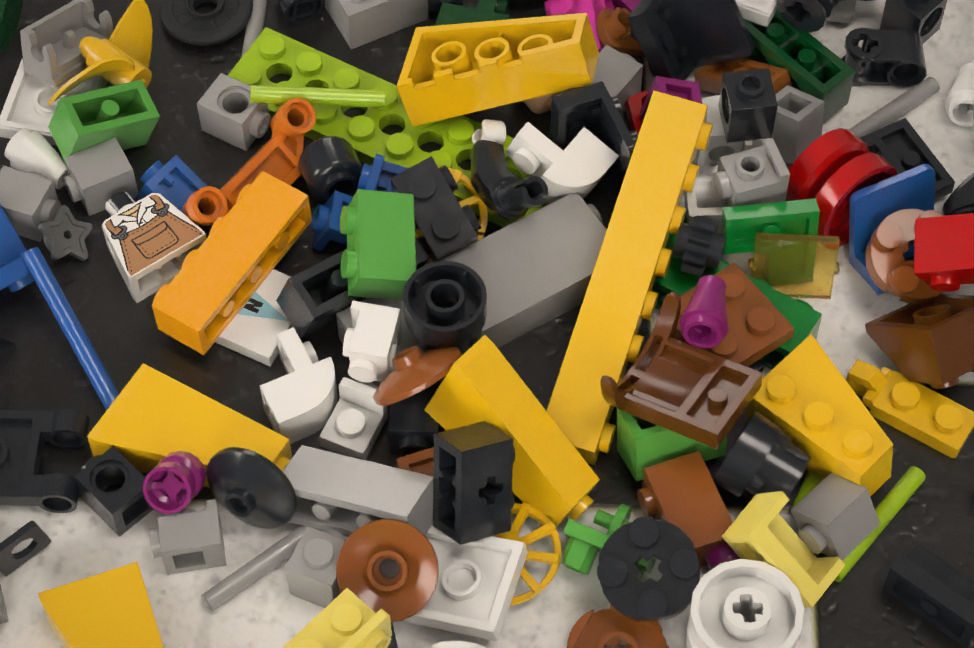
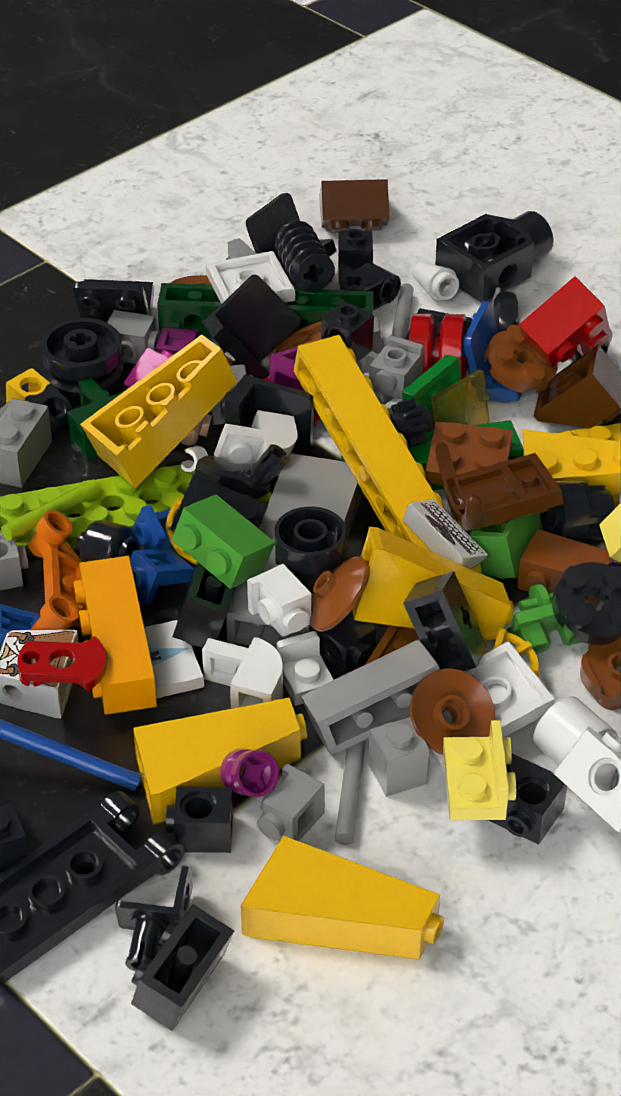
camera: 45 degrees left, 15 degrees down
(124, 244) = (85, 671): none -> red piece
(251, 488) = (301, 726): black dish -> none
(586, 411) = (442, 533): none -> white slope
(706, 315) = (468, 446): magenta cone -> none

